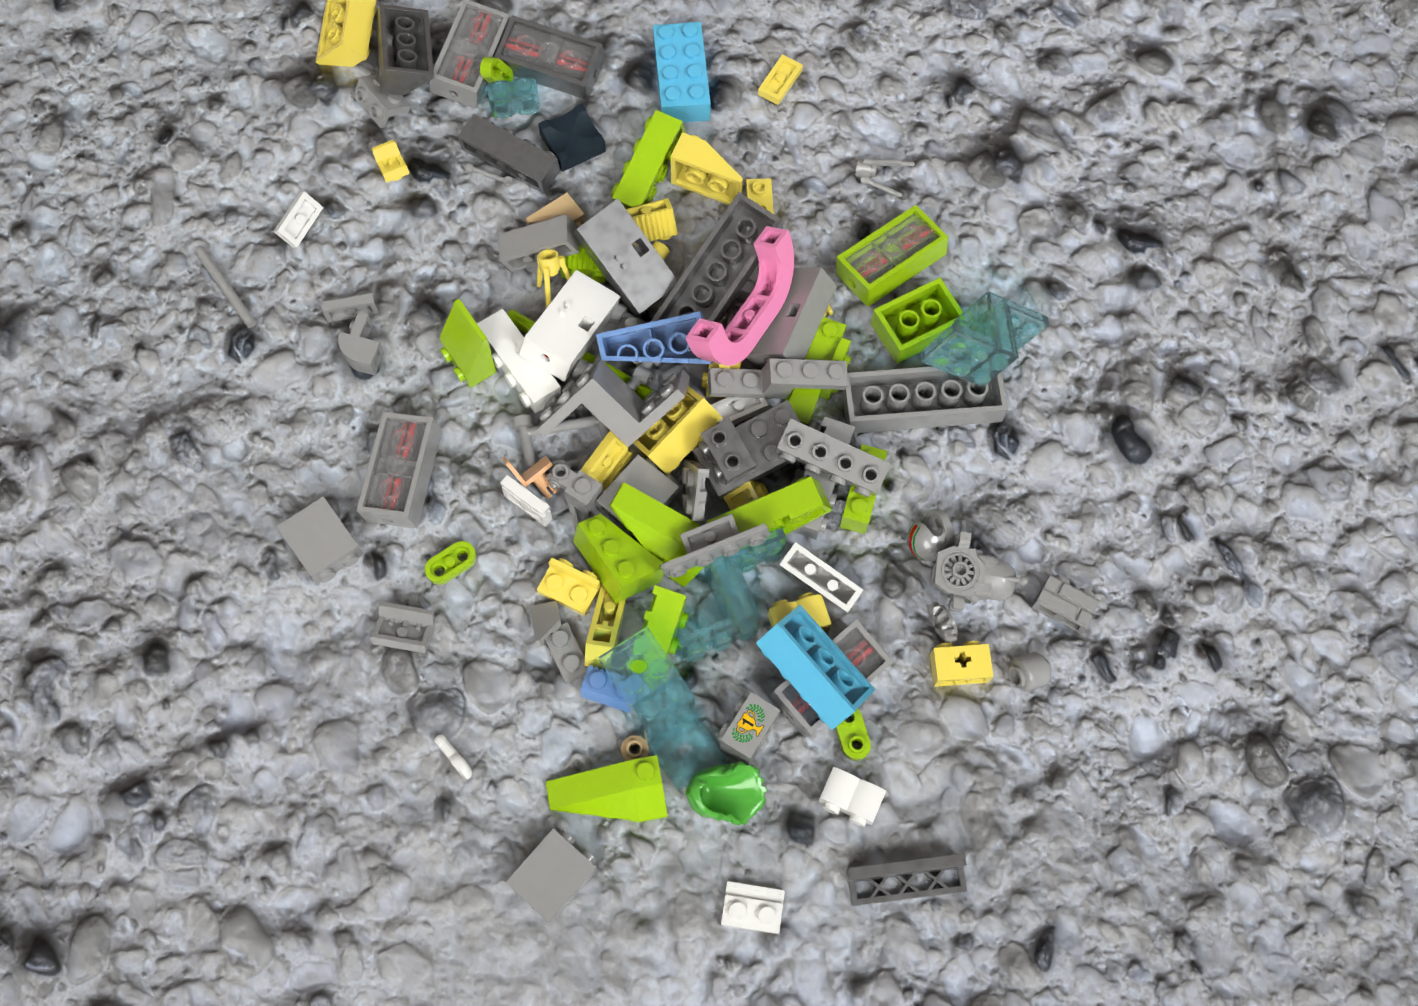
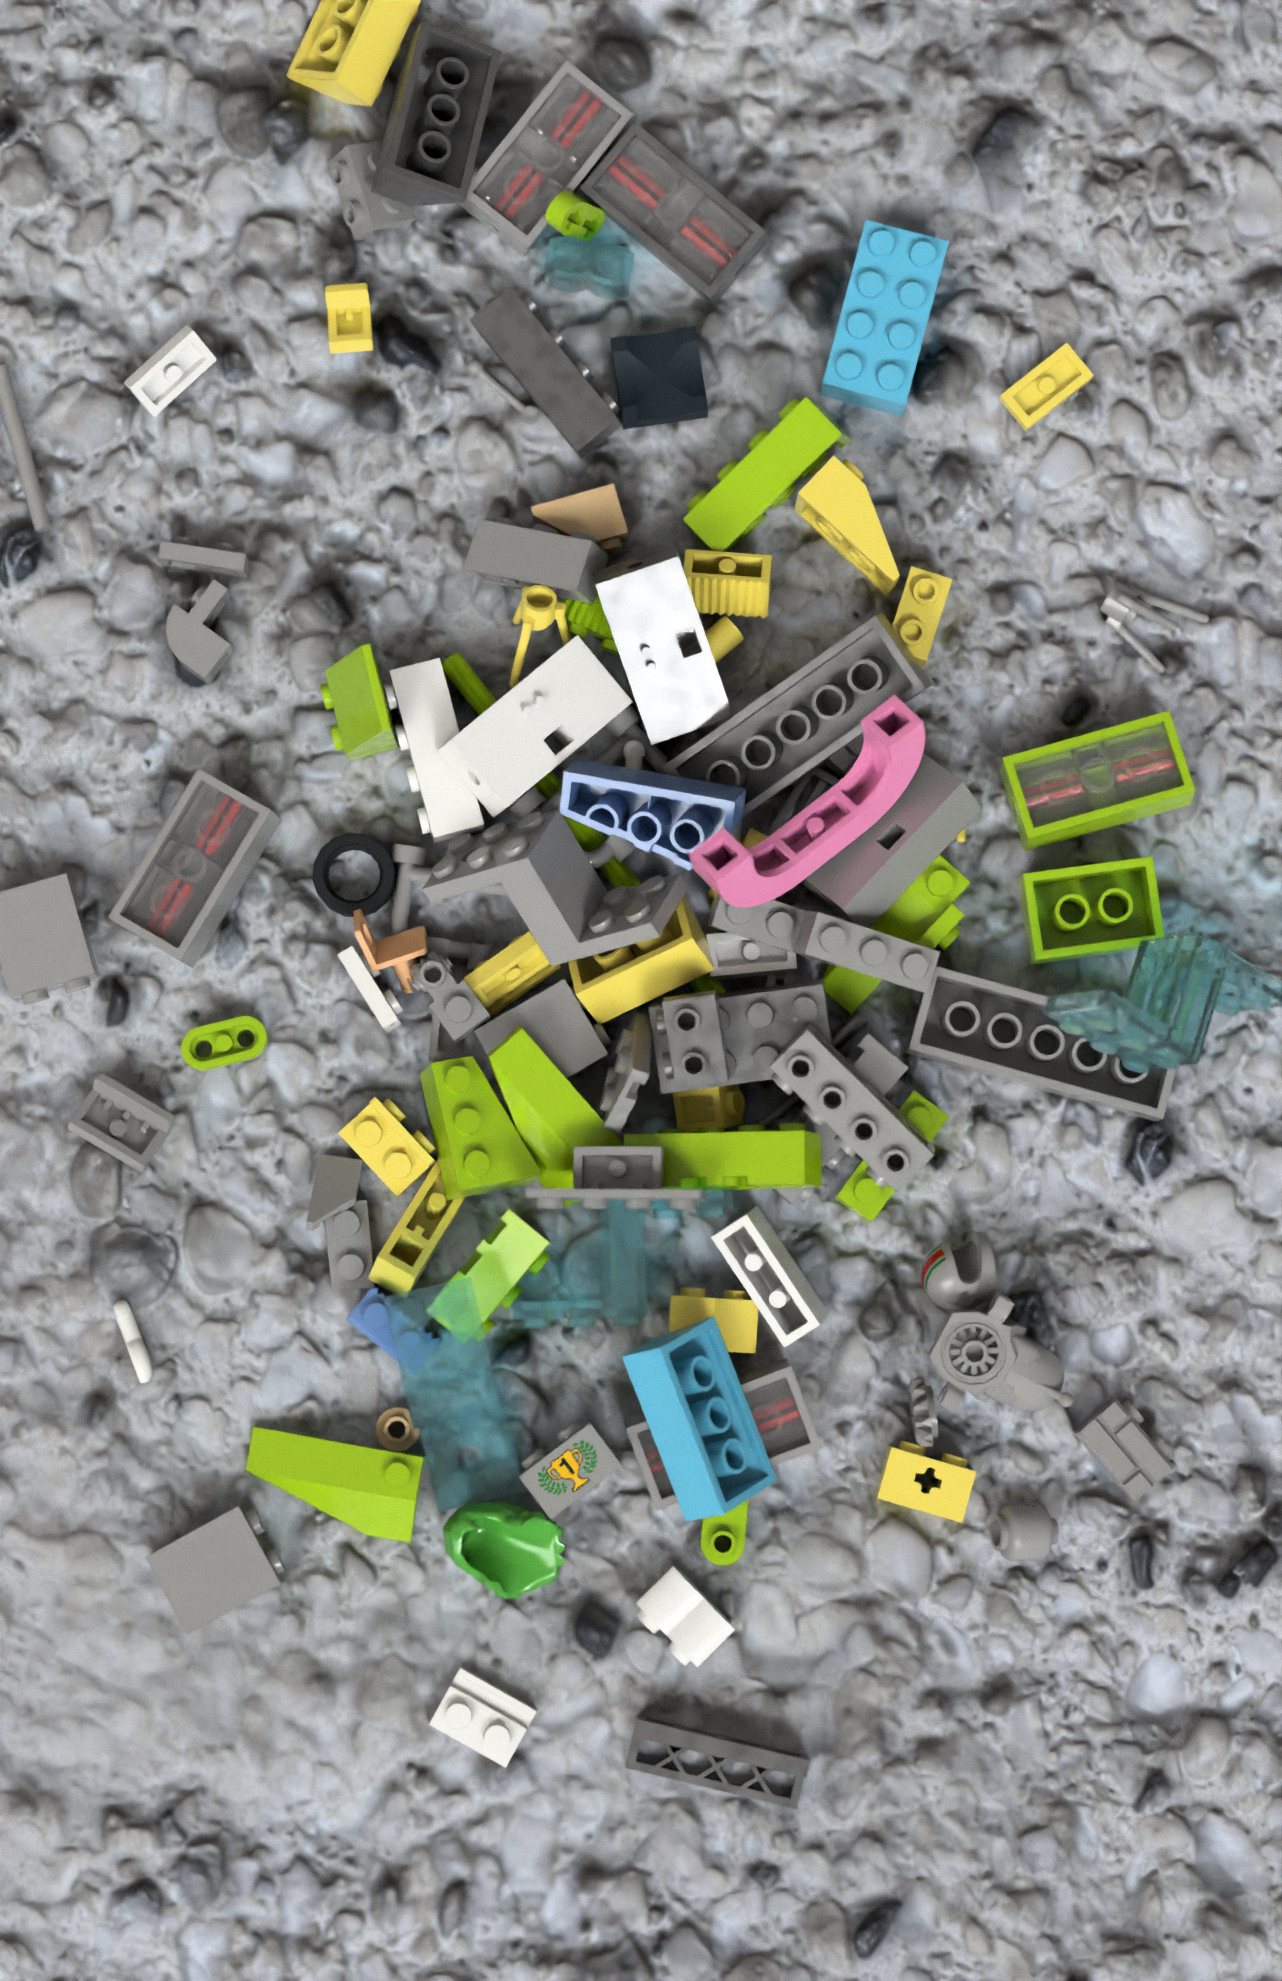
camera: 20 degrees right, 15 degrees up
(489, 426) = (342, 844): none -> black tyre

